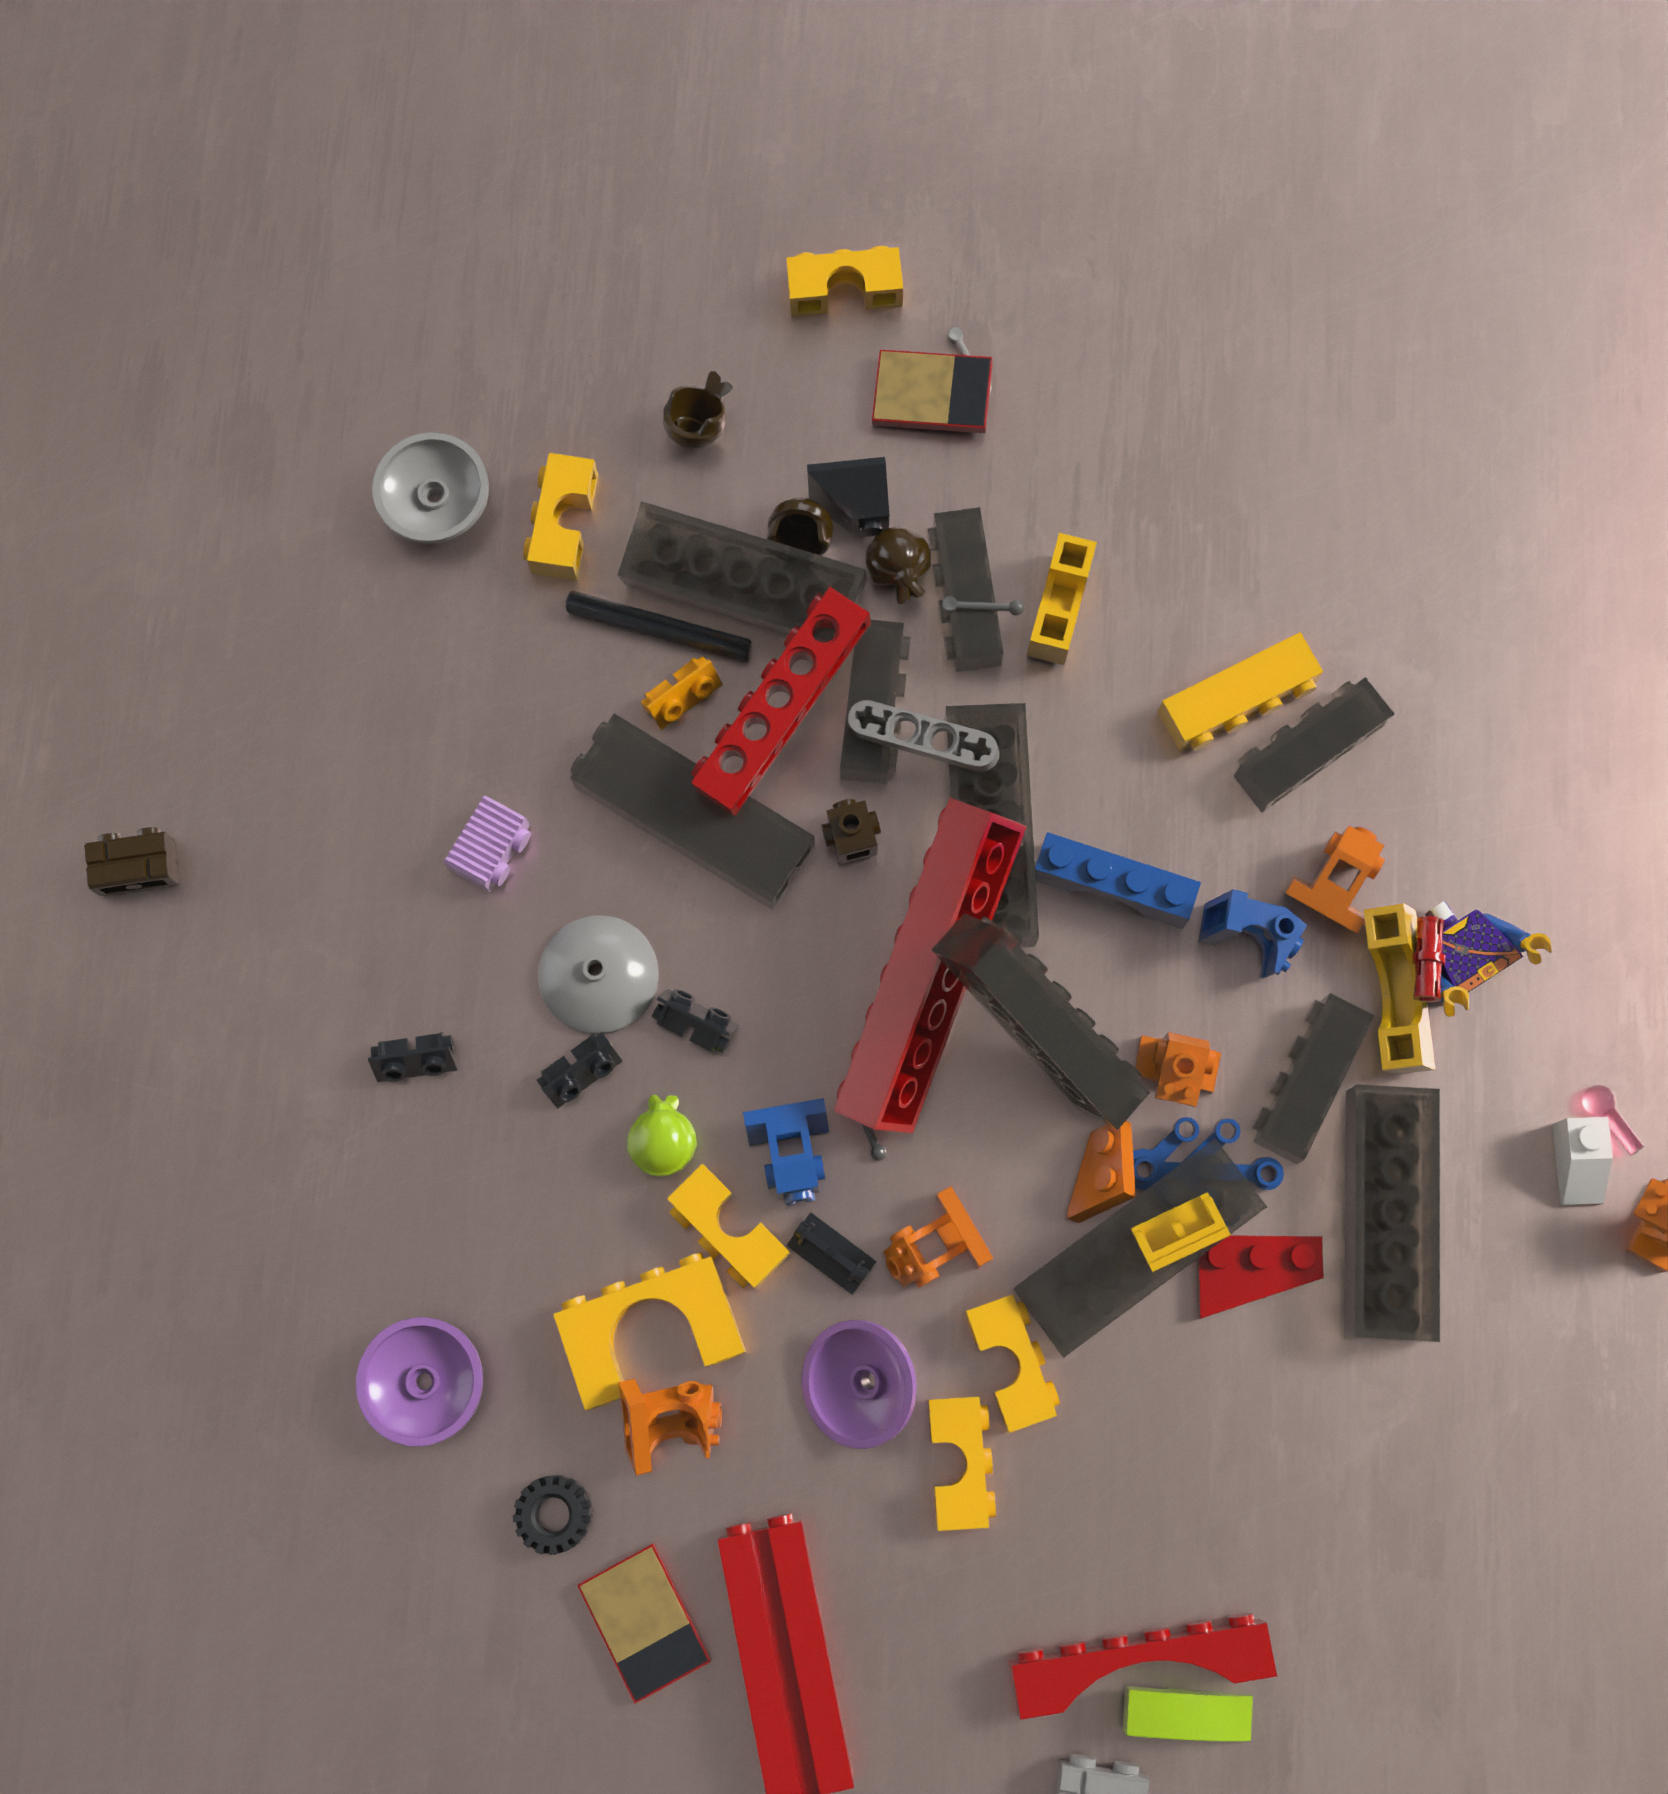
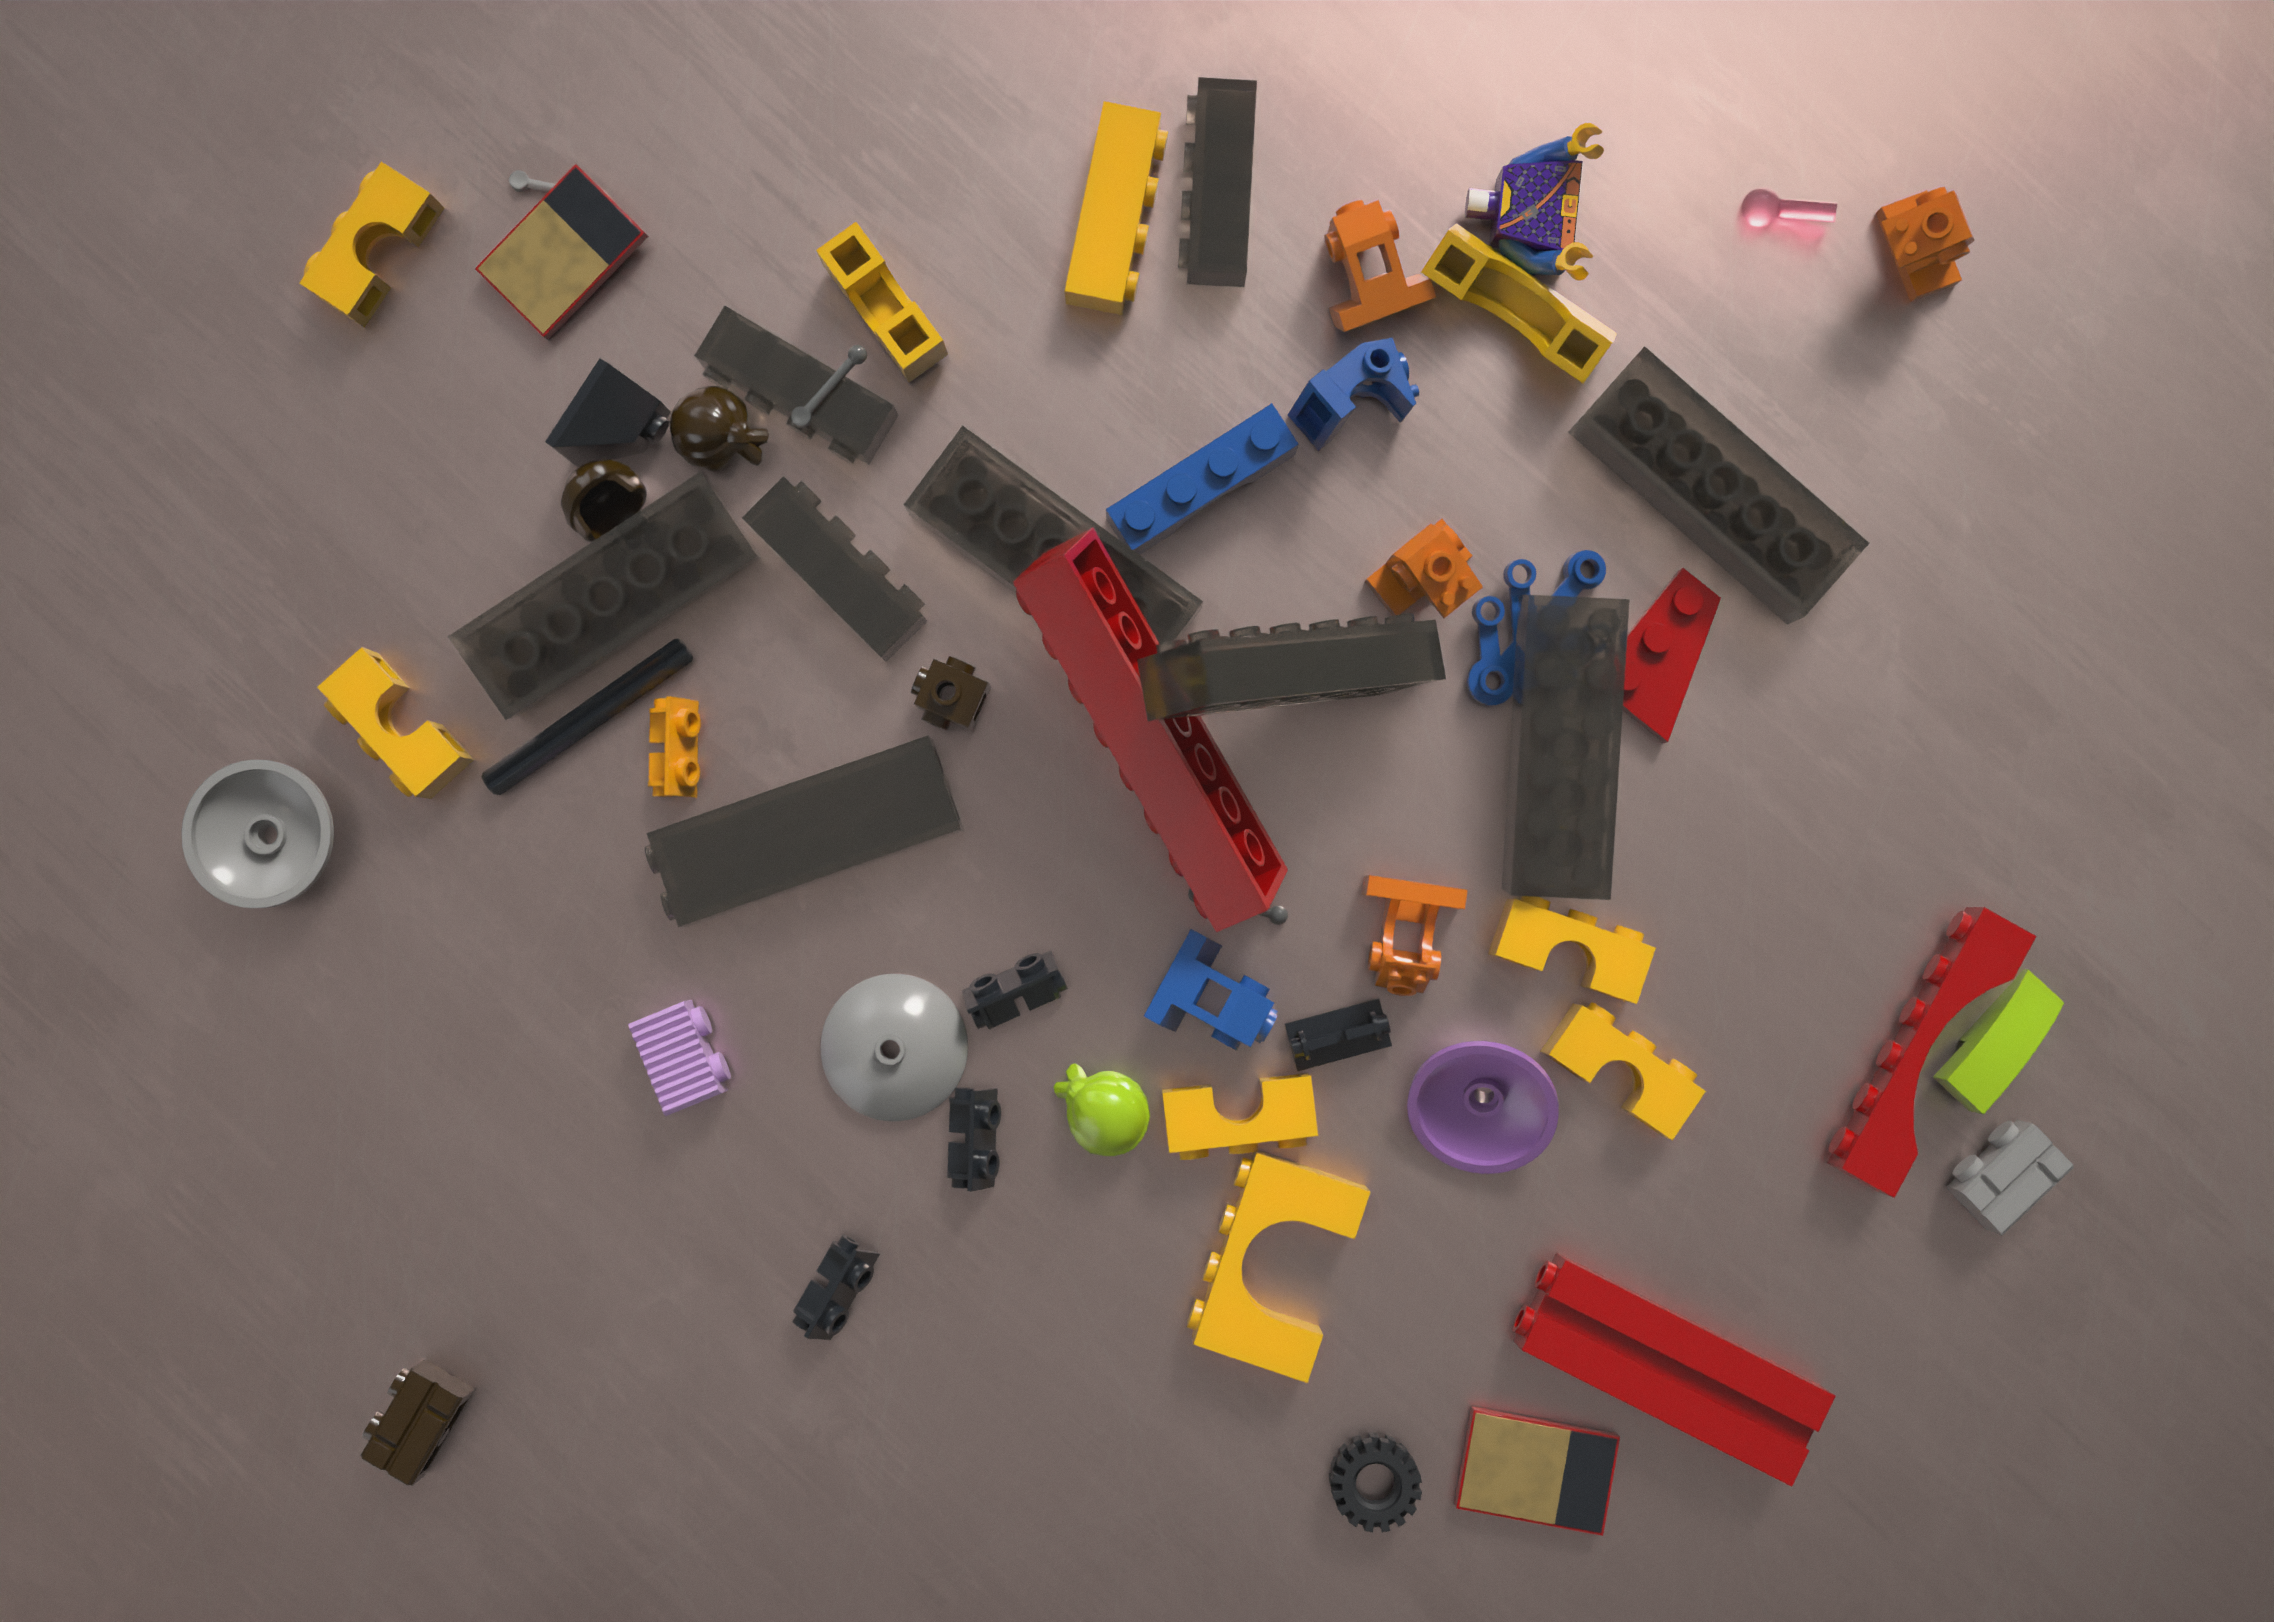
camera: 55 degrees left, 10 degrees up
(390, 1376) = (1161, 1551): medium lavender dish -> none
(643, 1431) = (1370, 1305): orange tile -> none
(697, 415) = (396, 506): dark brown hat -> none
(824, 611) = (746, 533): red brick -> none
(921, 740) = (920, 557): light grey beam -> none
(1104, 1174) = (1469, 721): orange wing -> none
(1180, 1231) = (1592, 700): yellow hinge -> none
(1312, 1078) = (1533, 452): clear smoke brick -> none
(1428, 959) = (1517, 251): red pin -> none
(1582, 1159) = (1804, 268): white slope -> none

